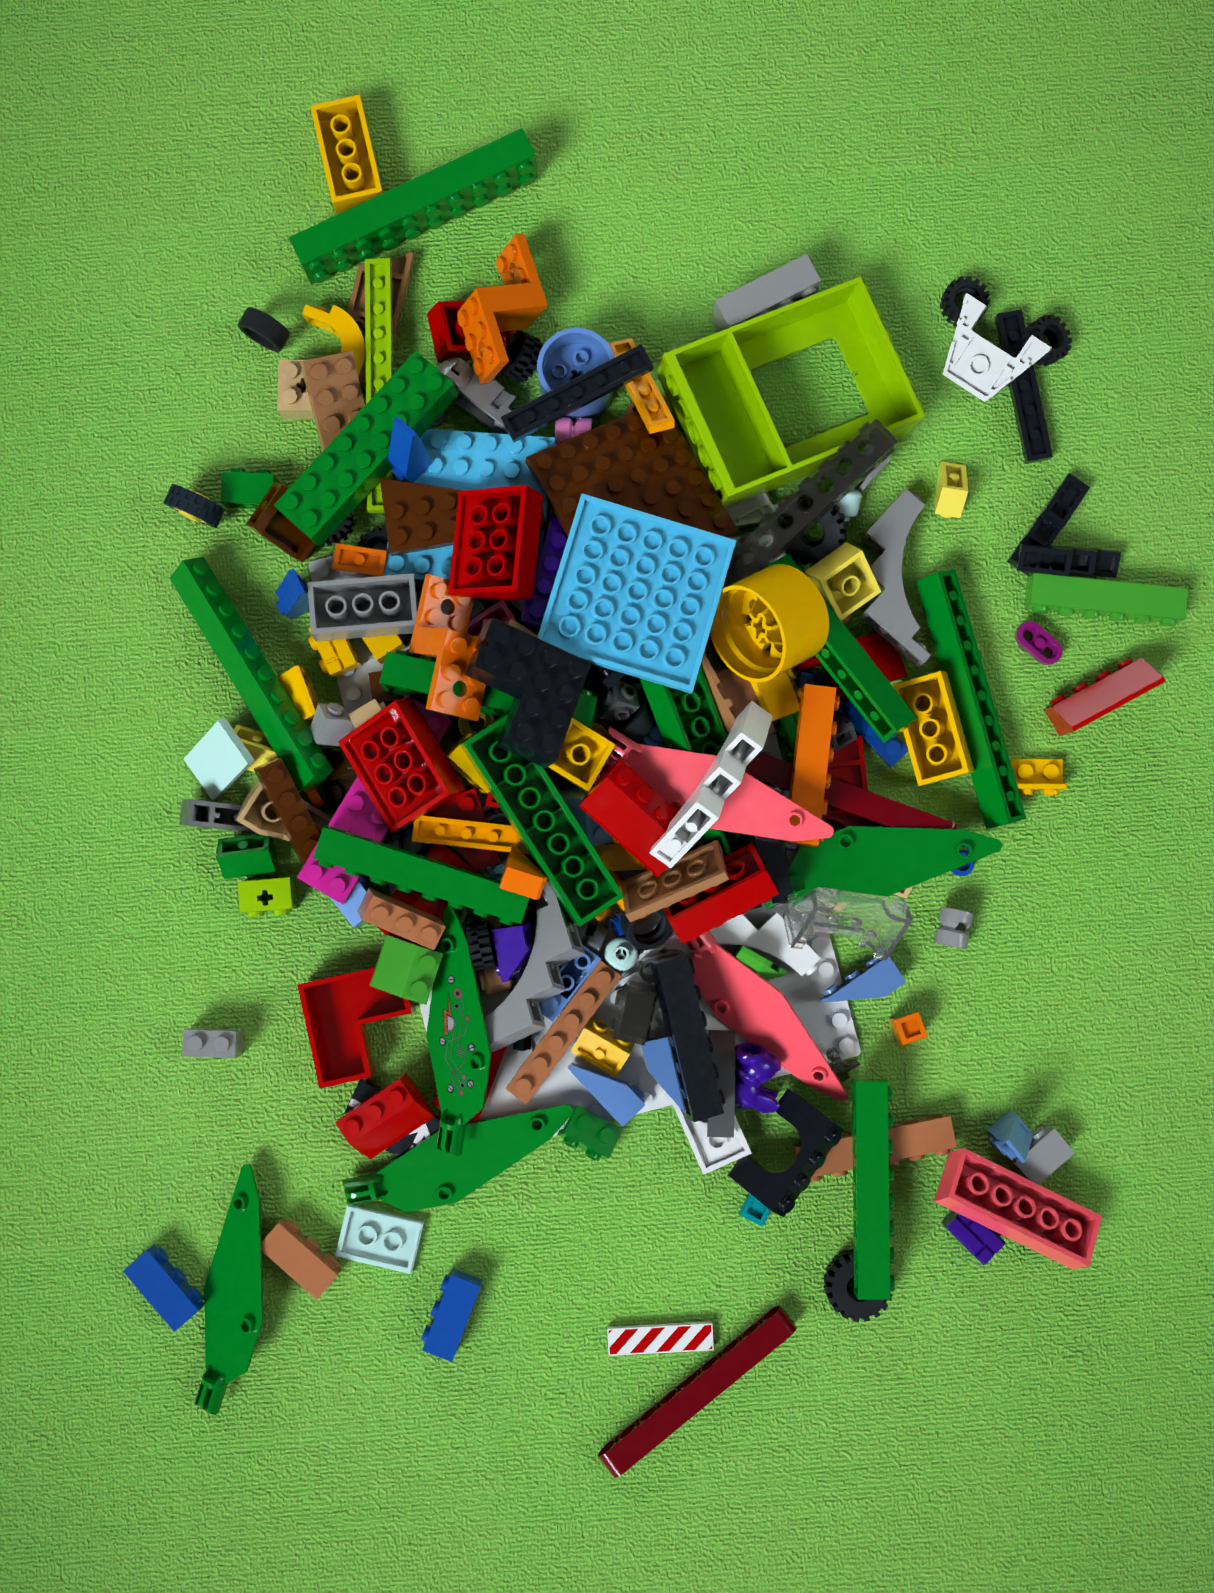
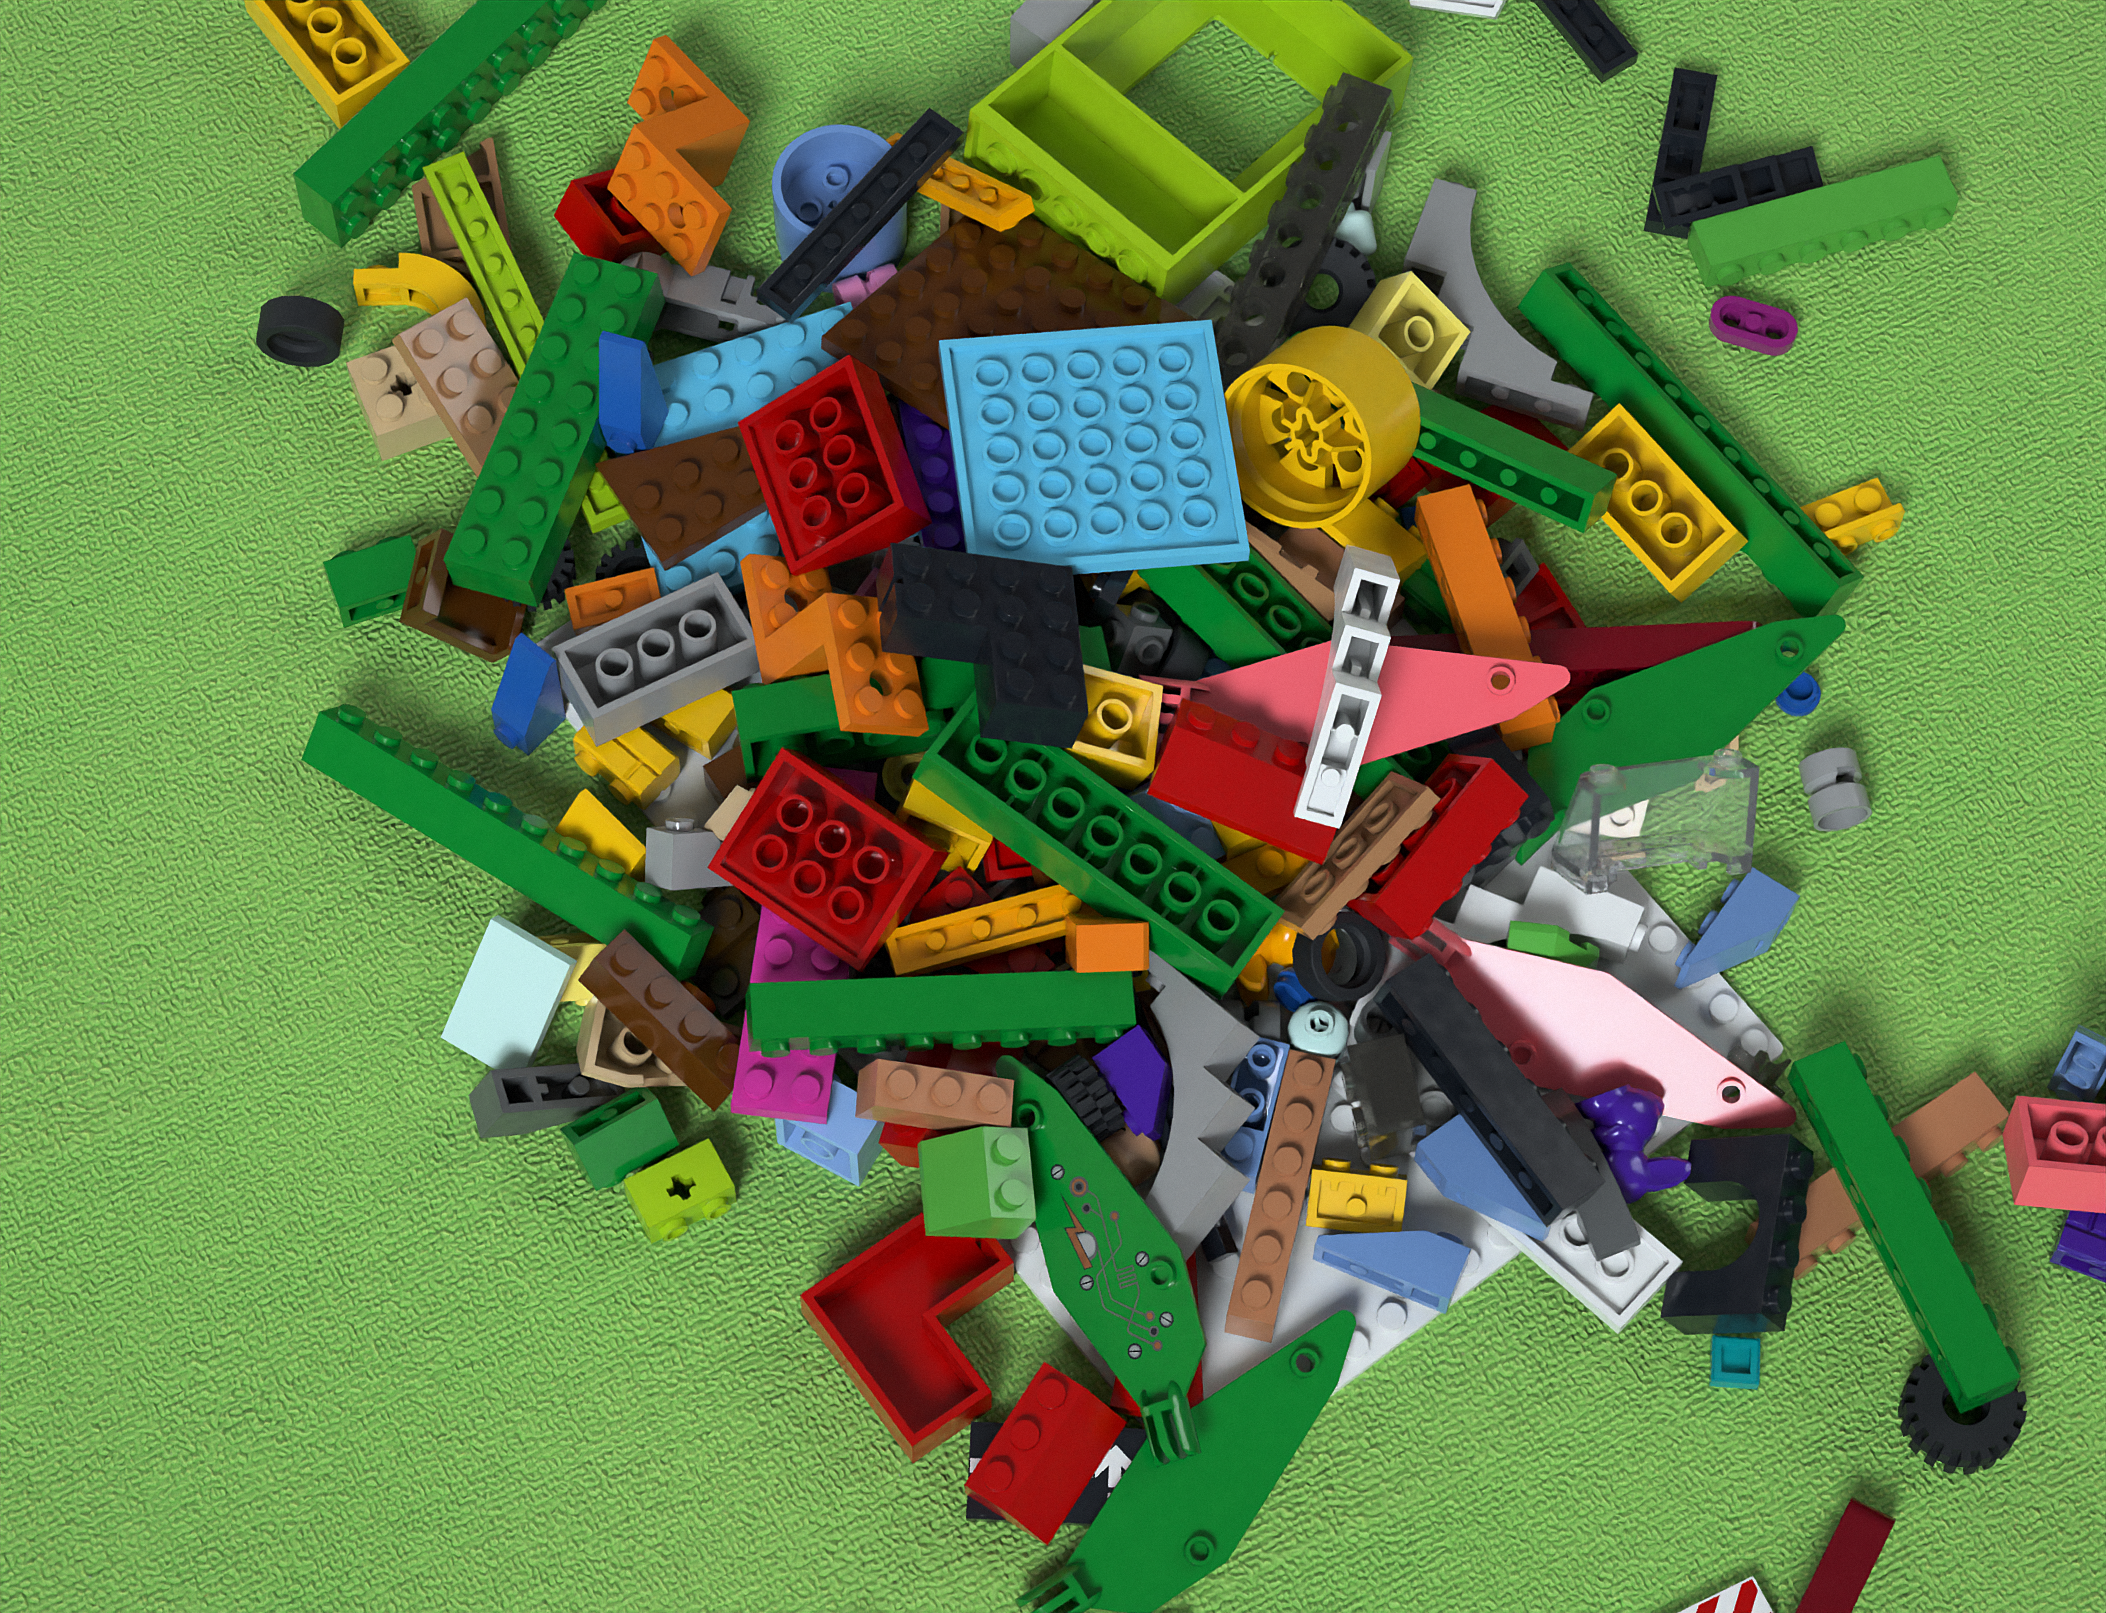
camera: 25 degrees left, 20 degrees down
(194, 505) = (299, 630): black wheel -> none
(212, 1042) = (690, 1463): light grey brick -> none
(522, 355) = (748, 215): black tyre -> none
(590, 1134) = (1400, 1349): green bracket -> none
(889, 751) = (1566, 554): blue plate -> none
(908, 1028) = (1838, 970): orange panel -> none
(950, 490) = (1505, 160): light yellow slope -> none
(1102, 696) = (1890, 360): slope -> none

